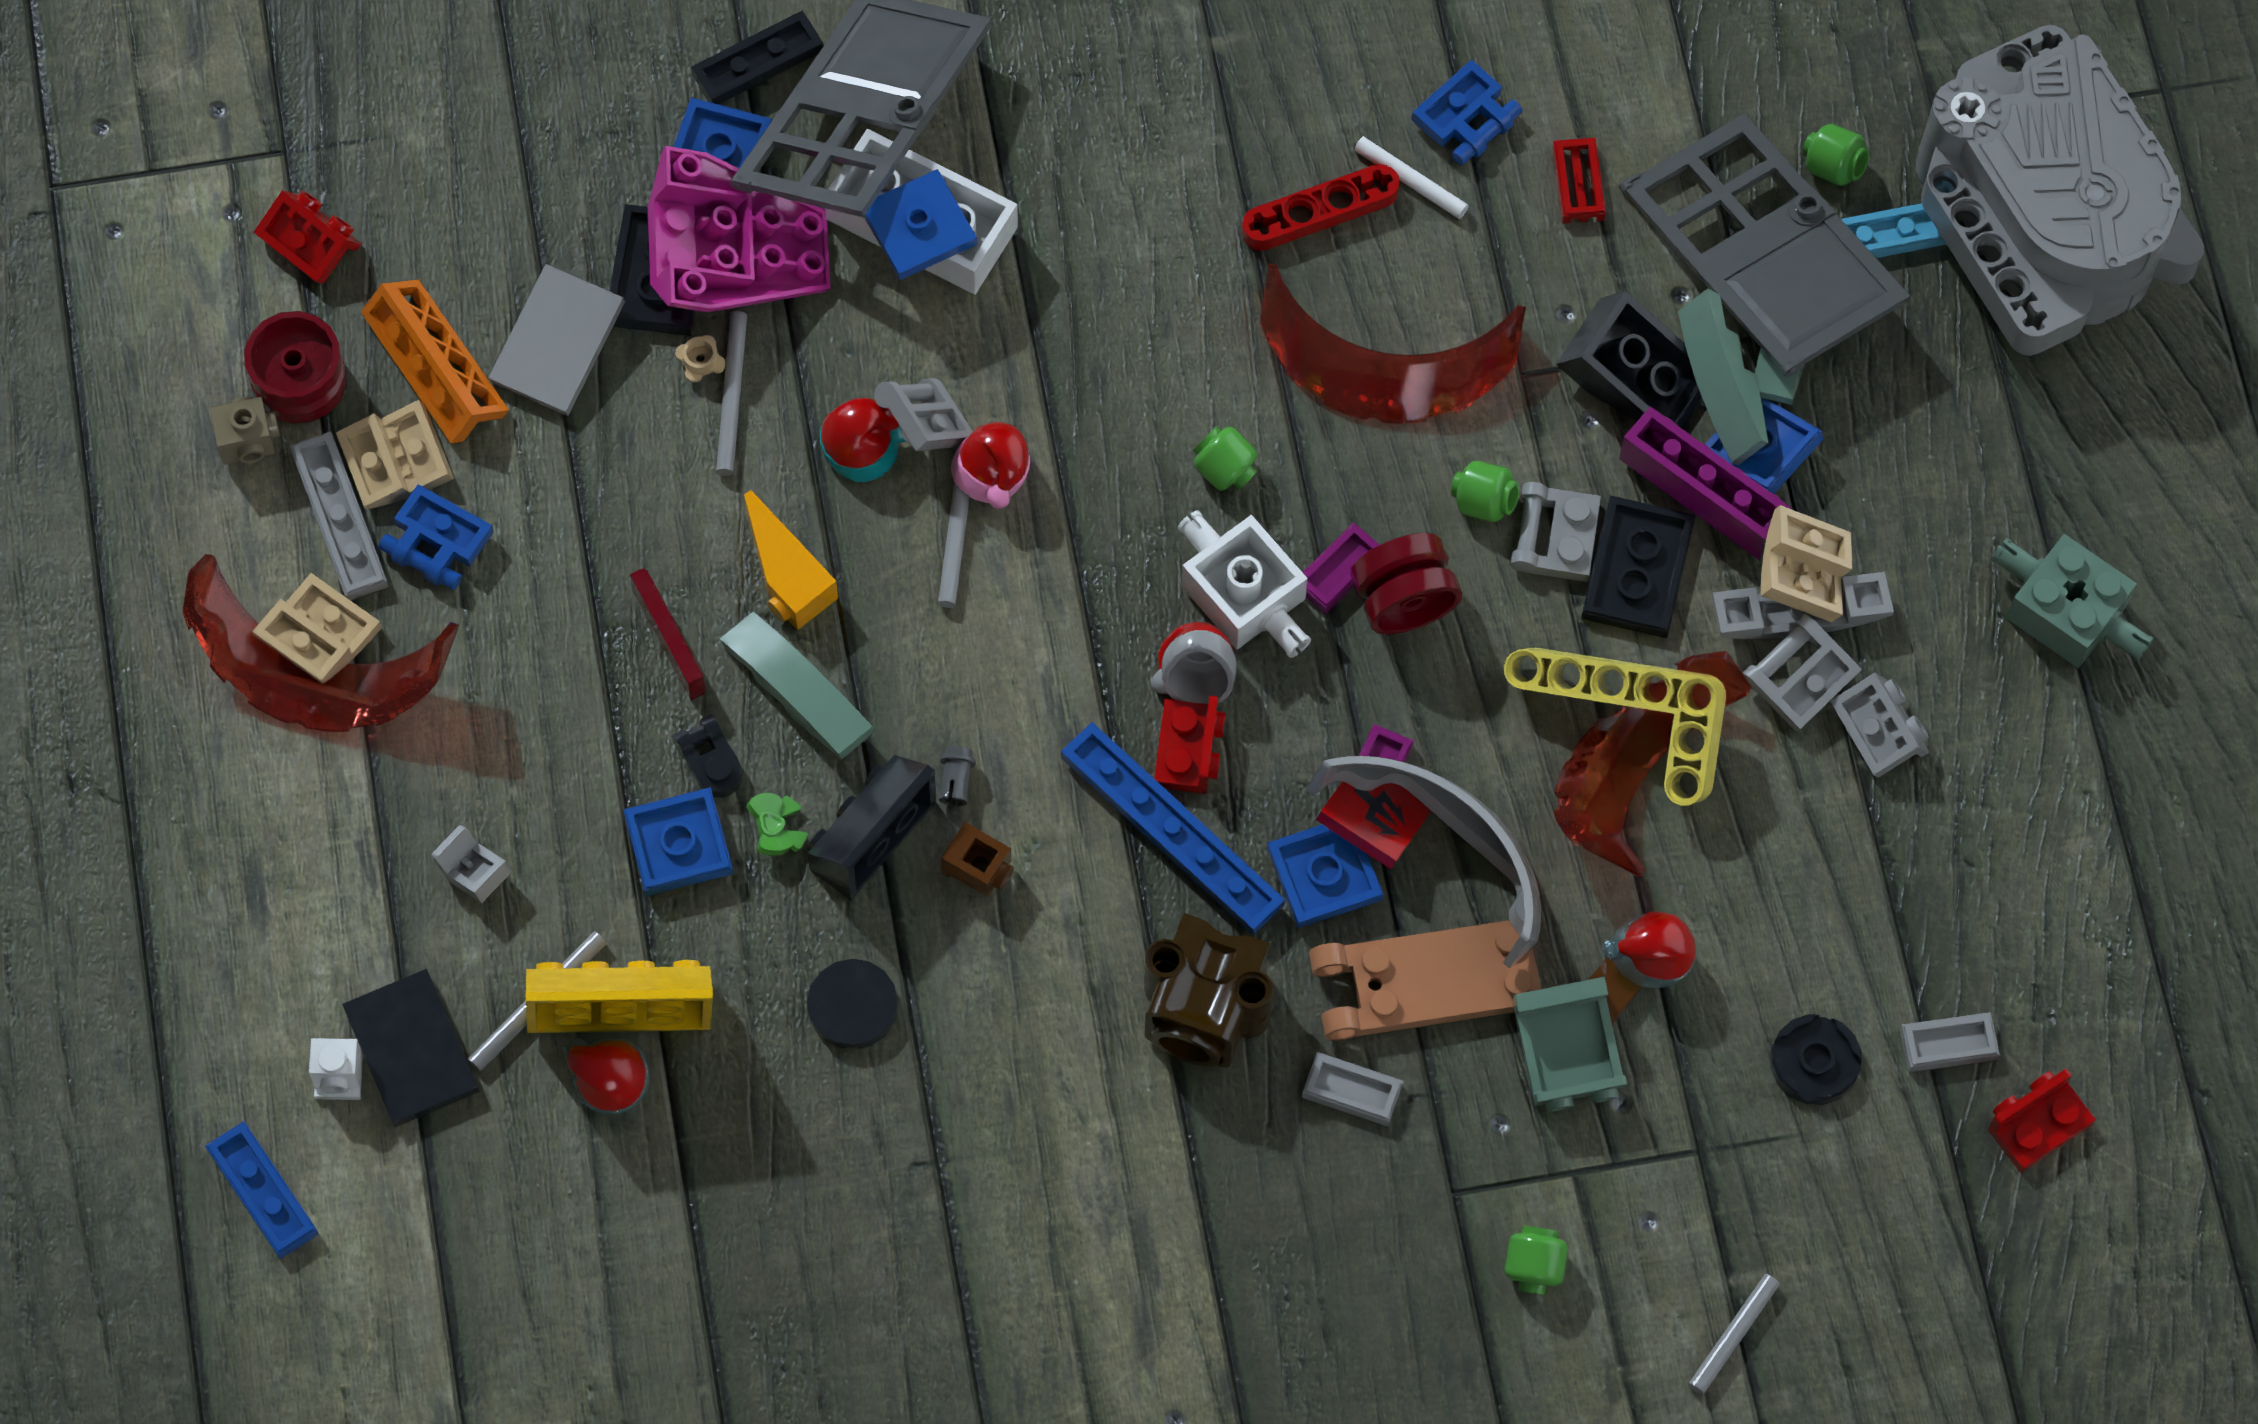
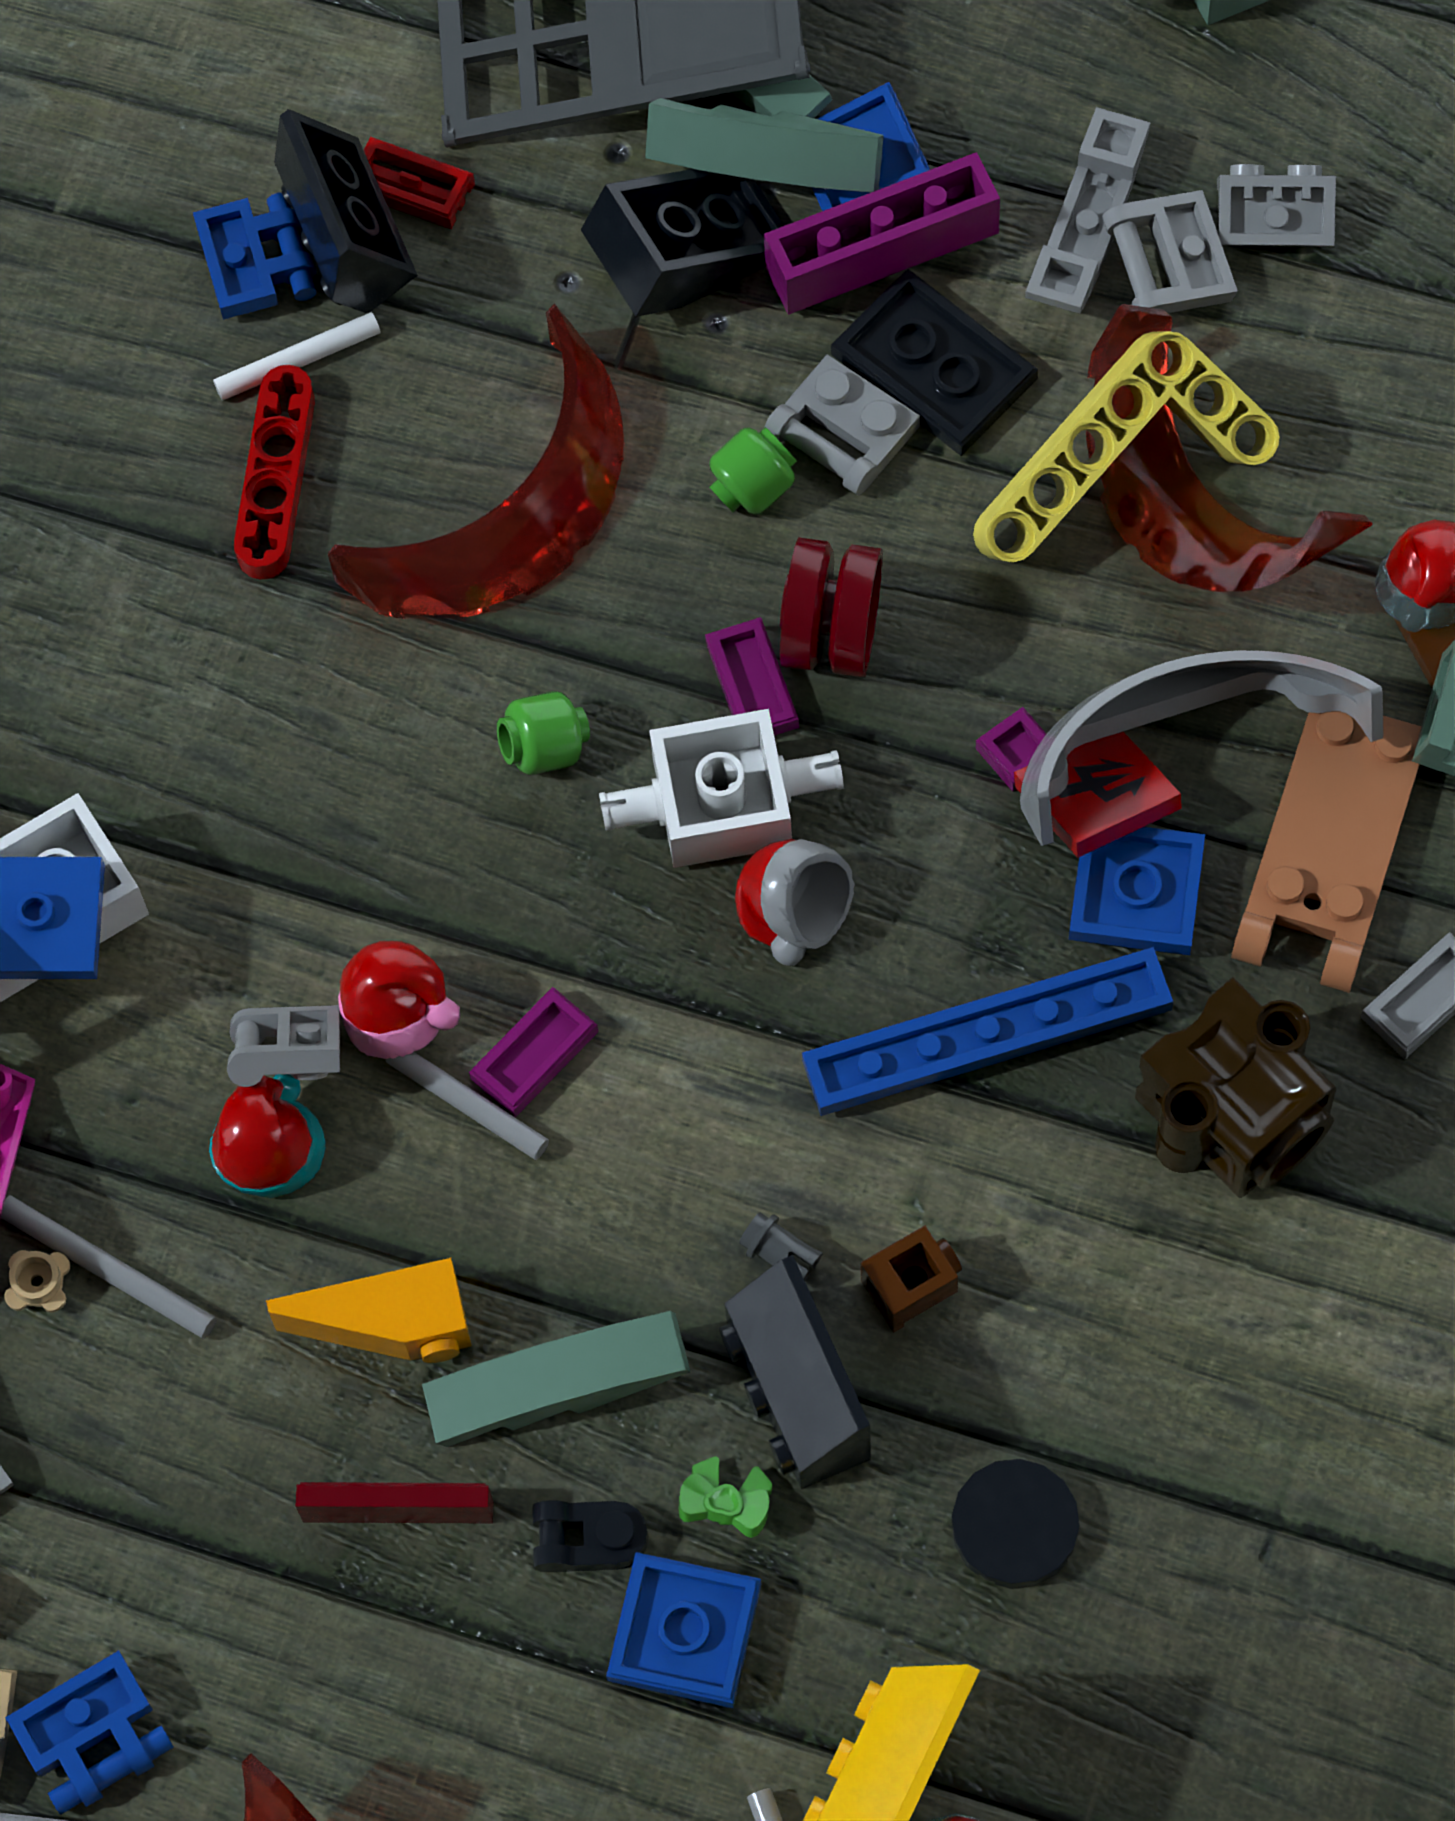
camera: 55 degrees left, 0 degrees up
(1009, 566) = (533, 1052): none -> magenta tile
(1186, 745) = (888, 958): red bracket -> none
(1520, 146) = (341, 213): none -> black slope
(1805, 563) = (1044, 179): tan slope -> none

